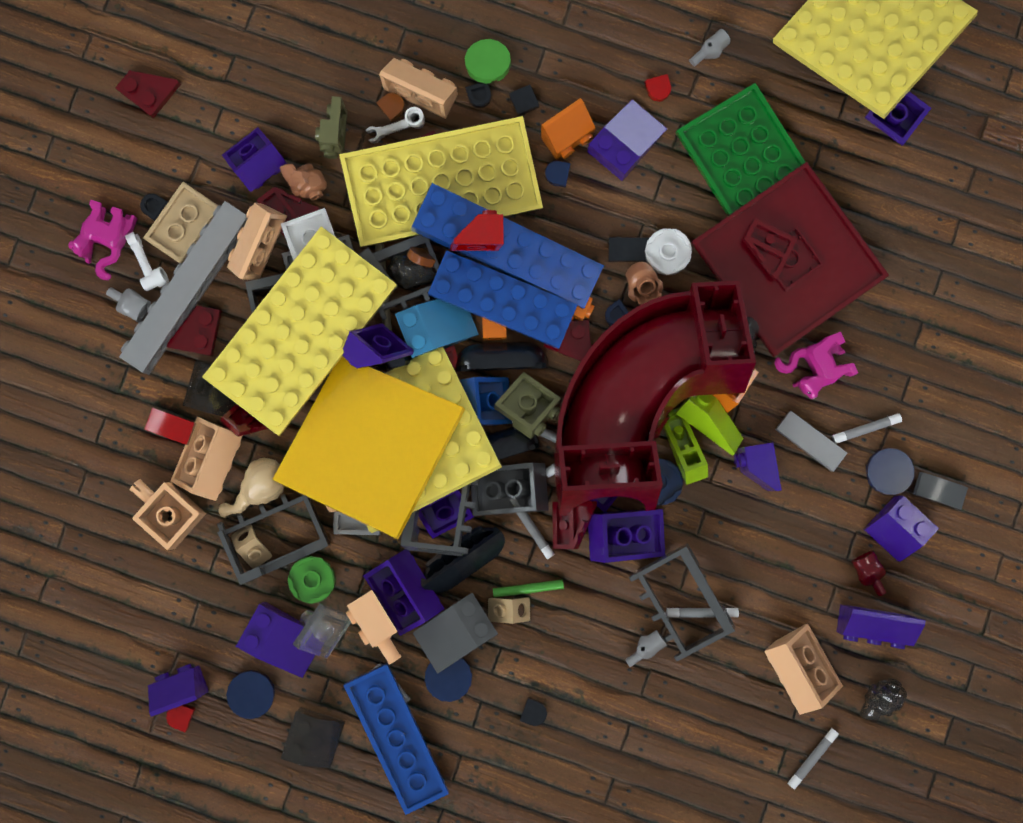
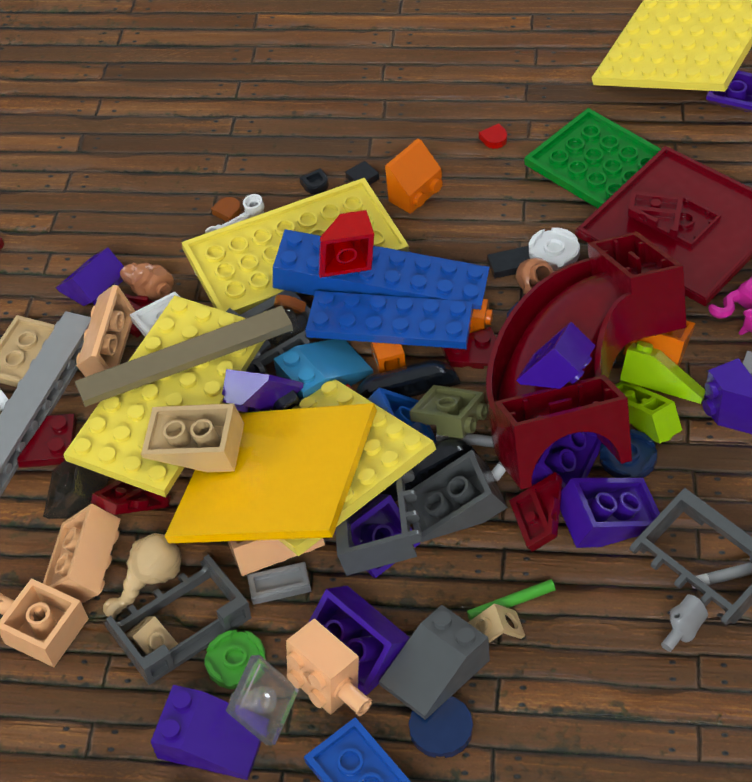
camera: 10 degrees left, 35 degrees down
(170, 426) = (31, 534): red slope -> none
(309, 398) = (195, 436): none -> tan slope
(317, 305) = (183, 356): none -> dark tan tile
(333, 132) = (169, 230): olive plate -> none
(419, 86) = (239, 182): light nougat slope -> none
(447, 571) = (422, 583): black brick -> none
(487, 61) = (316, 153): bright green tile -> none
(533, 712) = (567, 740): black tile -> none
(534, 532) = (501, 542): light grey bar -> none
(557, 173) = (415, 220): dark blue tile -> none
(621, 419) = (558, 360): none -> dark purple slope
(626, 139) = (474, 181): slope -> none
(711, 47) = (535, 94): light grey piece -> none

